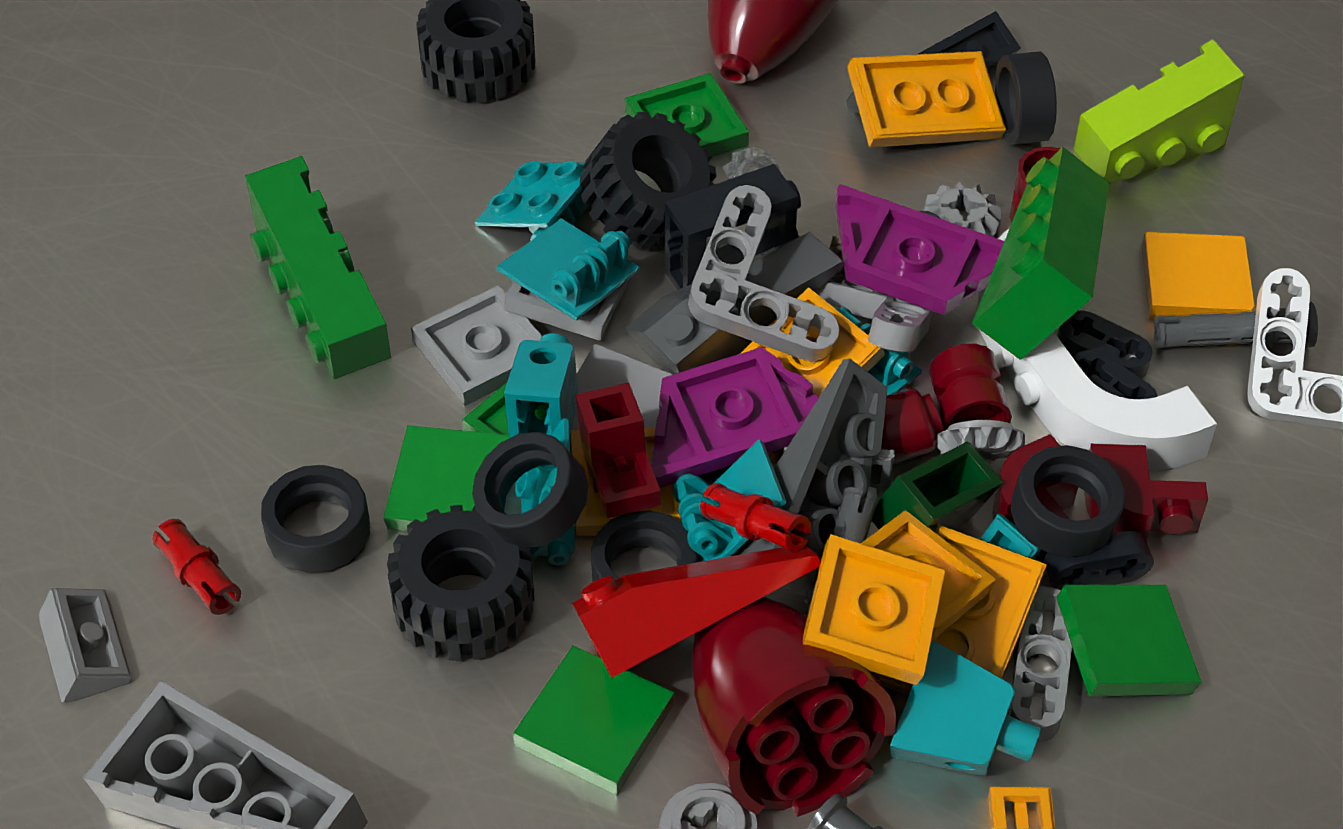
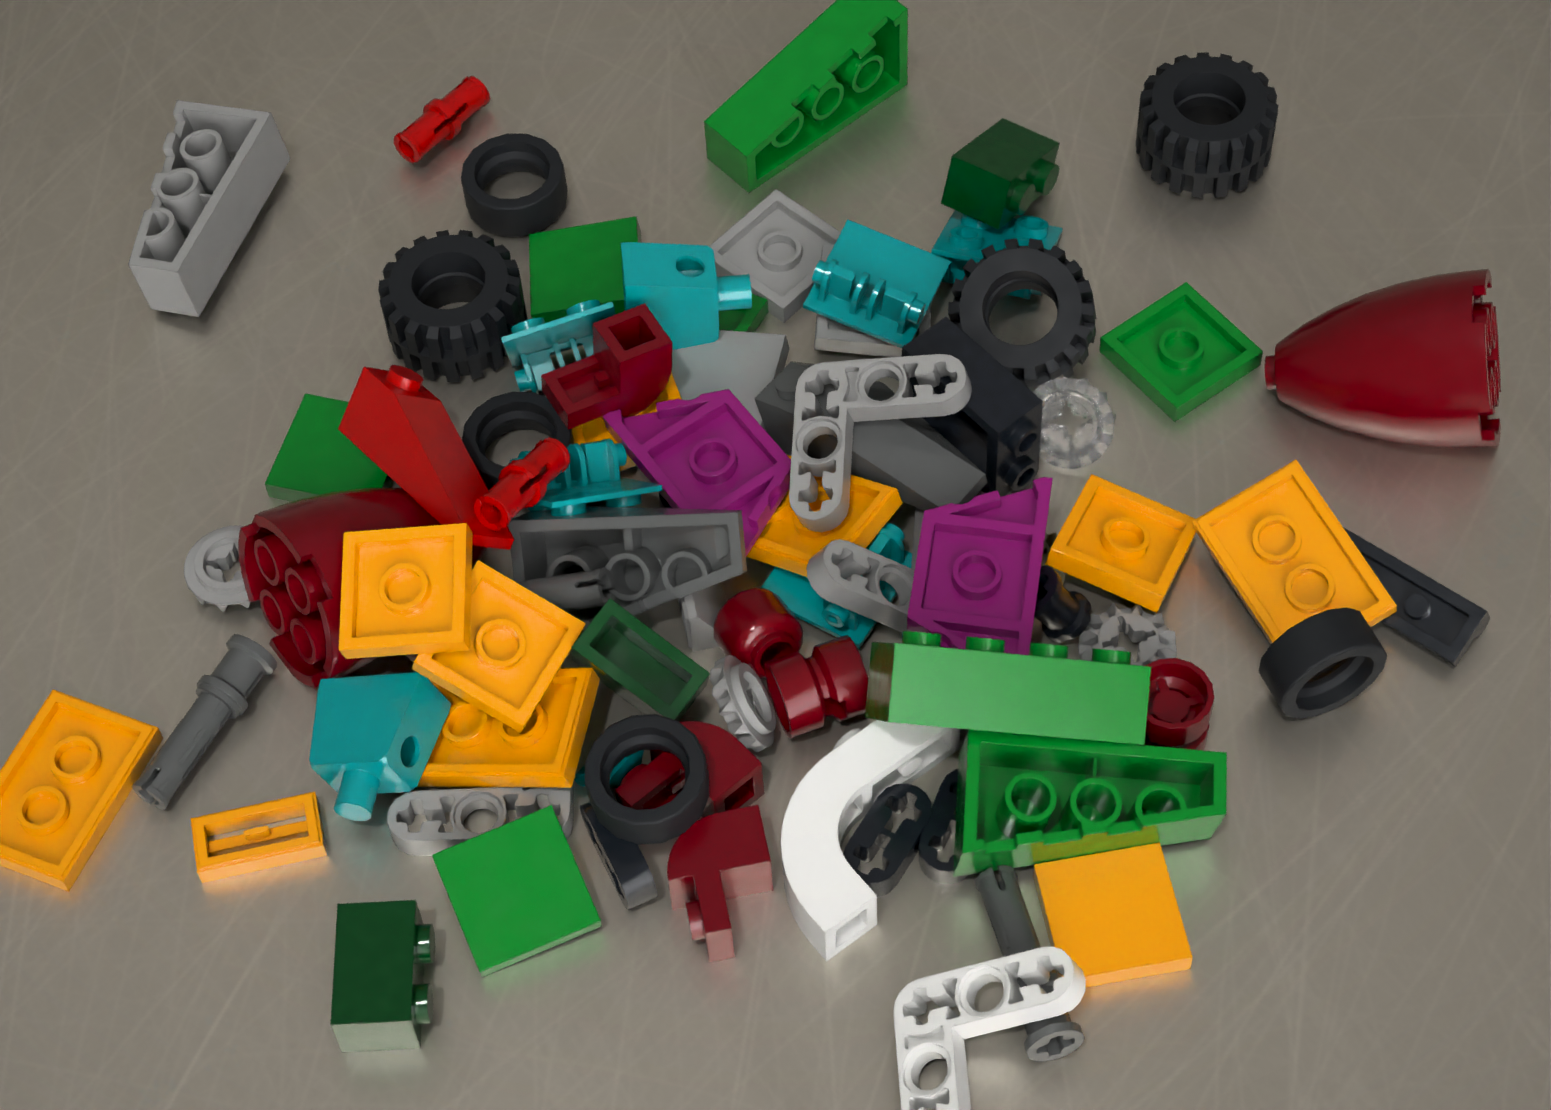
camera: 80 degrees right, 5 degrees up
(82, 643) = (352, 74): light grey slope -> none
(478, 168) = (1001, 173): none -> dark green brick
(506, 465) = (513, 297): black tyre -> none
(876, 174) = (1122, 543): none -> light orange tile
(1132, 275) = (1070, 798): none -> green wedge
(1164, 121) = (1352, 828): lime wedge -> none
(1201, 755) = (380, 976): none -> dark green brick

